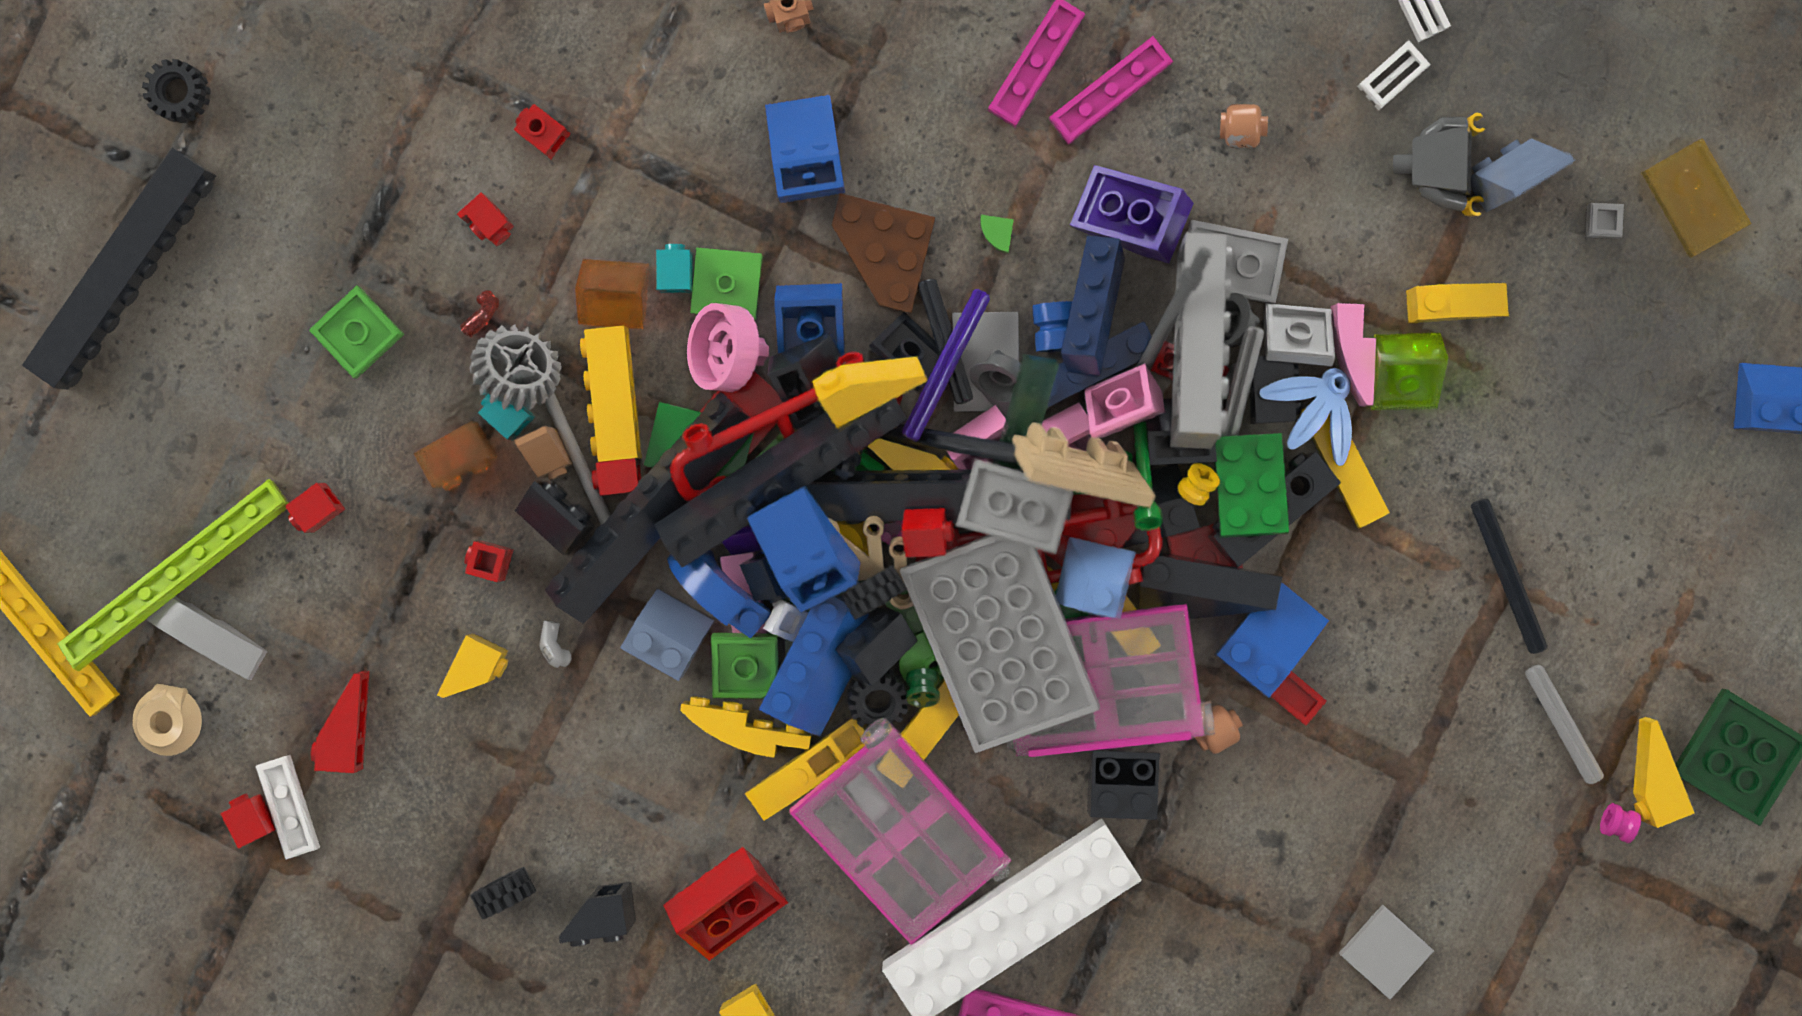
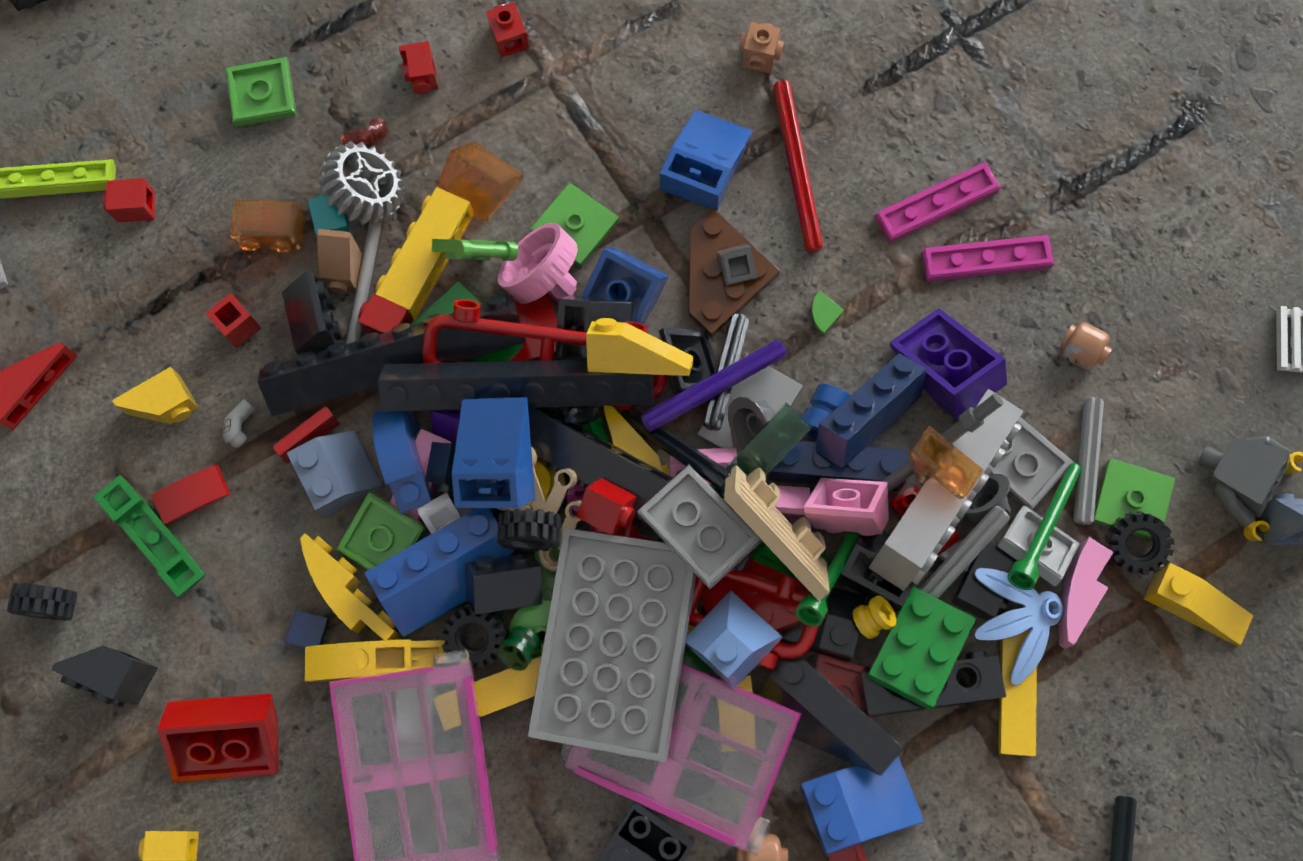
camera: 35 degrees right, 15 degrees down
(551, 783) = (150, 535): none -> green slope
(559, 729) = (190, 494): none -> red slope
(621, 619) = (316, 426): none -> red tile
(658, 368) = (476, 249): none -> bright green plate
(674, 269) = (540, 187): teal brick -> none
(734, 777) = (307, 629): none -> dark blue tile
(890, 103) = (798, 167): none -> red axle
(895, 236) = (737, 264): none -> dark grey slope
(1189, 331) = (939, 459): none -> clear orange slope
(1299, 228) = (1088, 461): none -> light grey axle
(1302, 375) = (1025, 571): none -> green piece
(1355, 241) = (1131, 489): none -> bright green plate
(1372, 94) = (1215, 388): white tile -> none
(1397, 291) = (1155, 557): none -> black tyre
(1409, 371) = (1121, 638): clear neon green slope -> none

